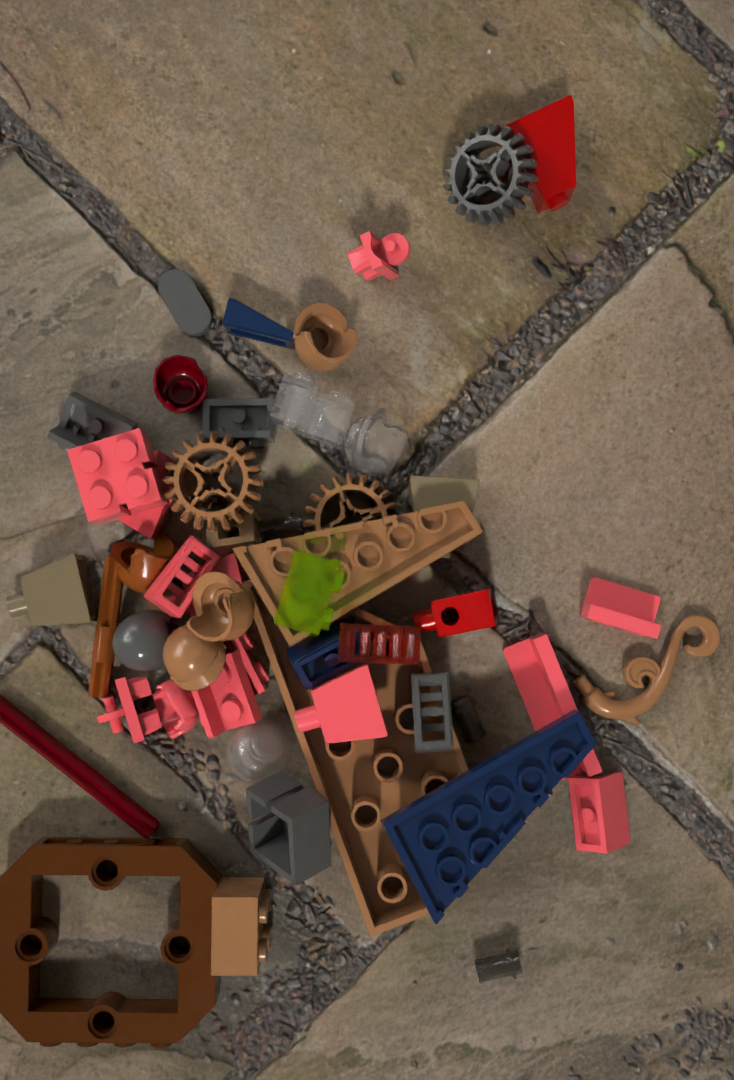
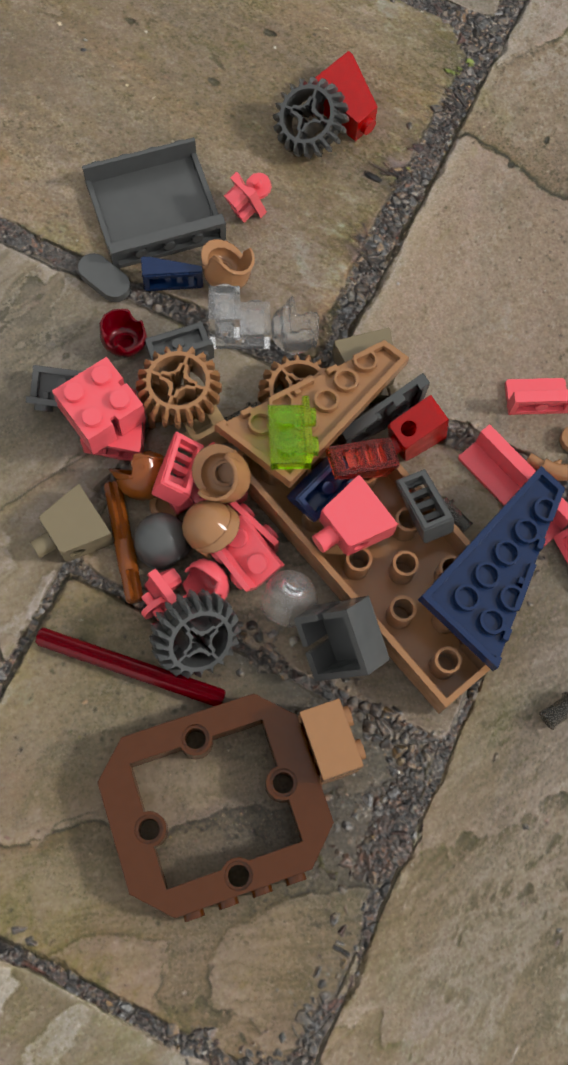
camera: 25 degrees left, 15 degrees down
(140, 764) = (184, 651): none -> dark grey gear
(270, 225) = (153, 203): none -> dark grey panel
(432, 578) = (385, 412): none -> dark grey wing

